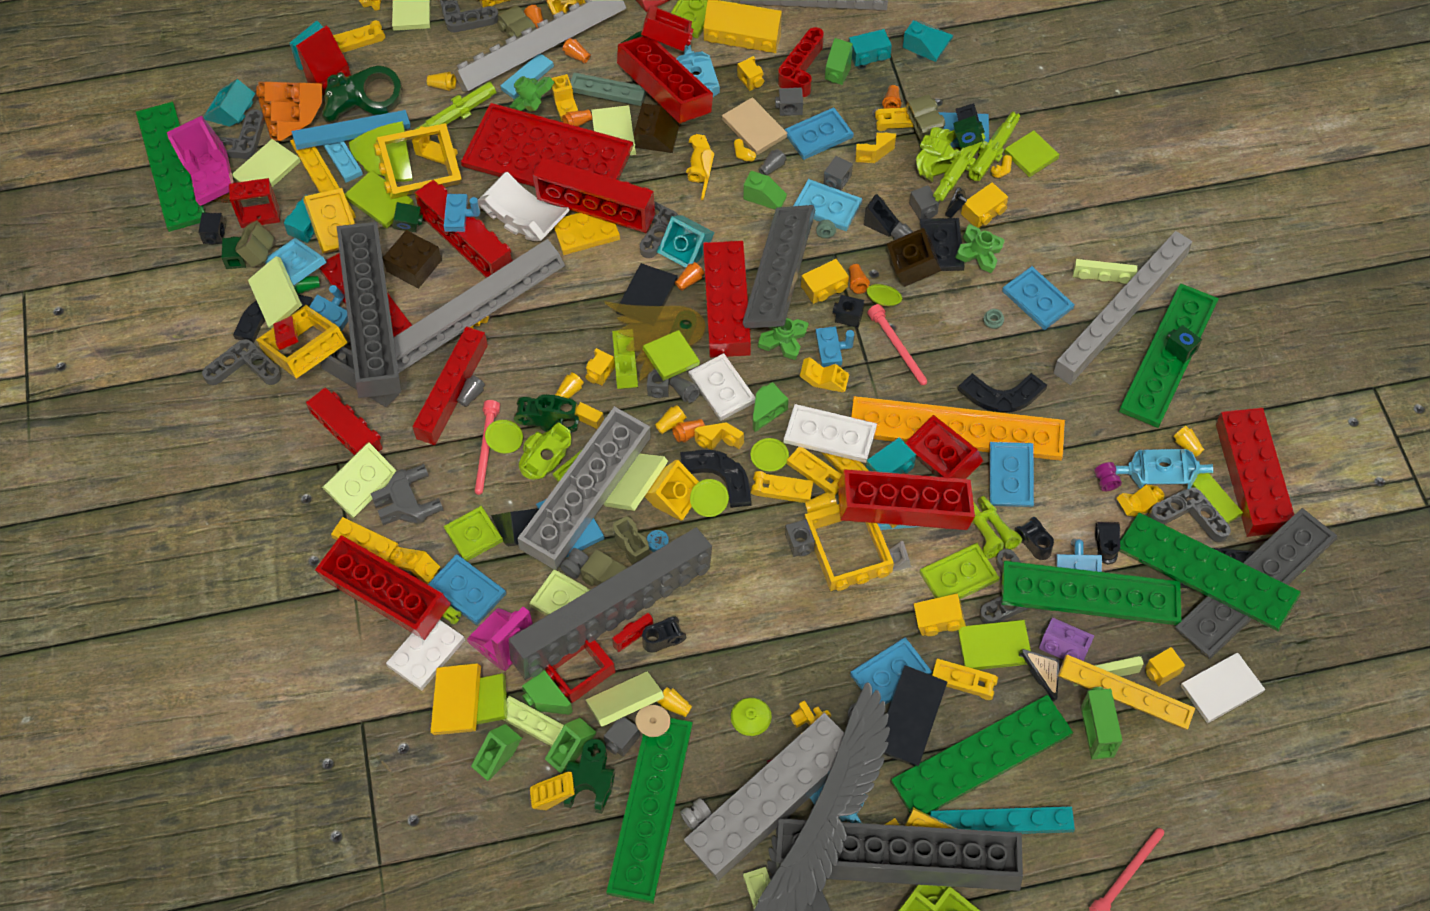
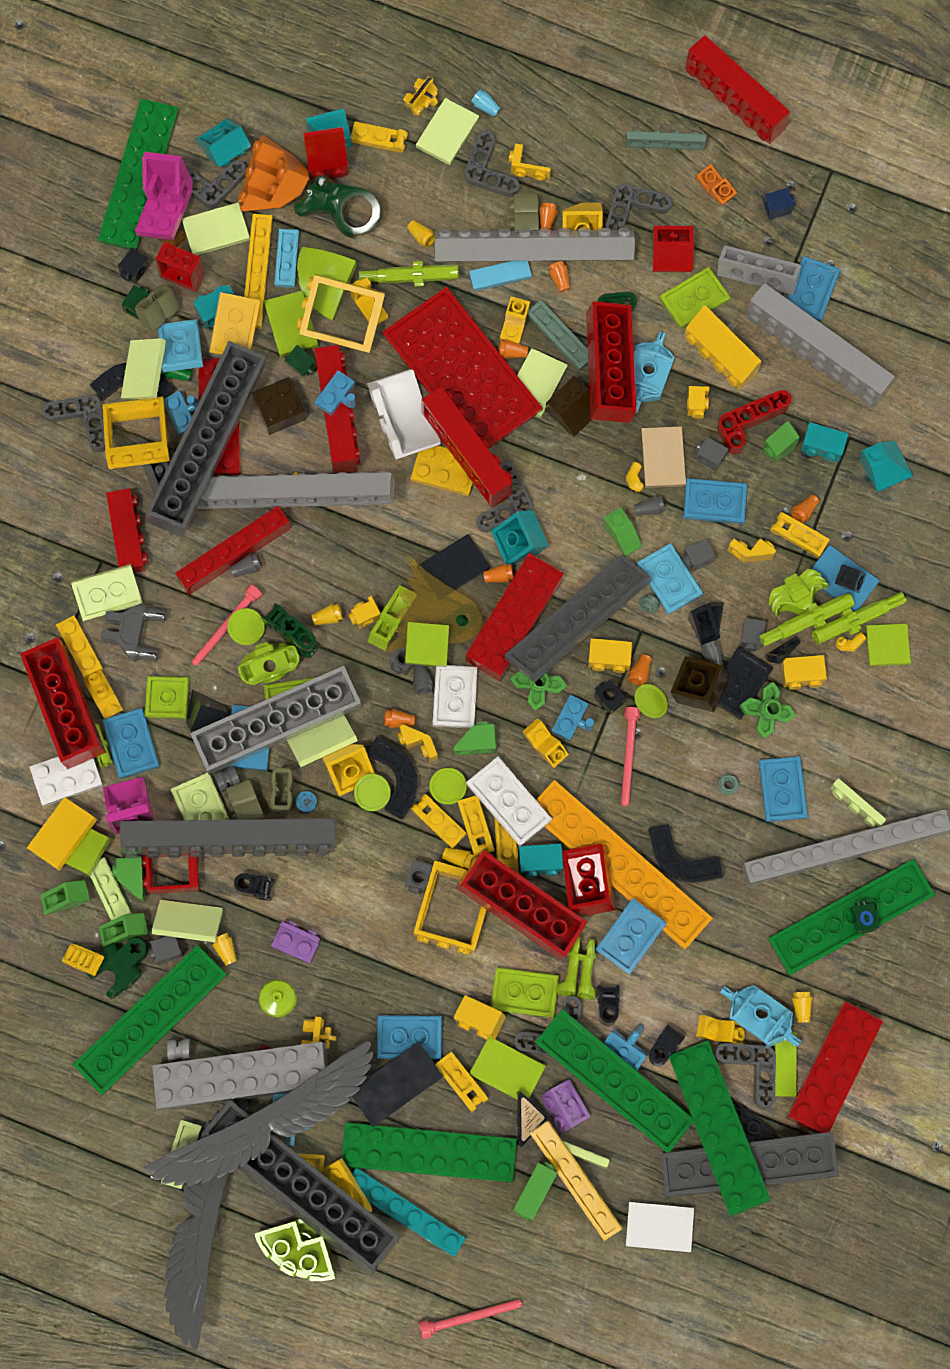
camera: 30 degrees right, 15 degrees up
(285, 332) = (126, 418): red plate -> none
(345, 130) = (309, 236): dark azure tile -> none
(530, 92) = (485, 299): bright green plant -> none
(589, 415) = (327, 651): yellow piece -> none
(631, 632) = (232, 867): red plate -> none
(652, 720) = (195, 954): tan piece -> none
(667, 28) = (660, 303): red window -> none
(670, 419) = (393, 699): yellow cone -> none
(700, 161) = (588, 465): yellow animal -> none
(733, 656) = (296, 942): none -> medium lavender bracket
(900, 556) = (487, 945): light grey slope -> none
(924, 115) = (815, 549): olive brick -> none
(969, 131) = (836, 594): dark green brick -> none
(1107, 474) = (709, 991): magenta wheel -> none
(1164, 667) = (624, 1180): yellow brick -> none

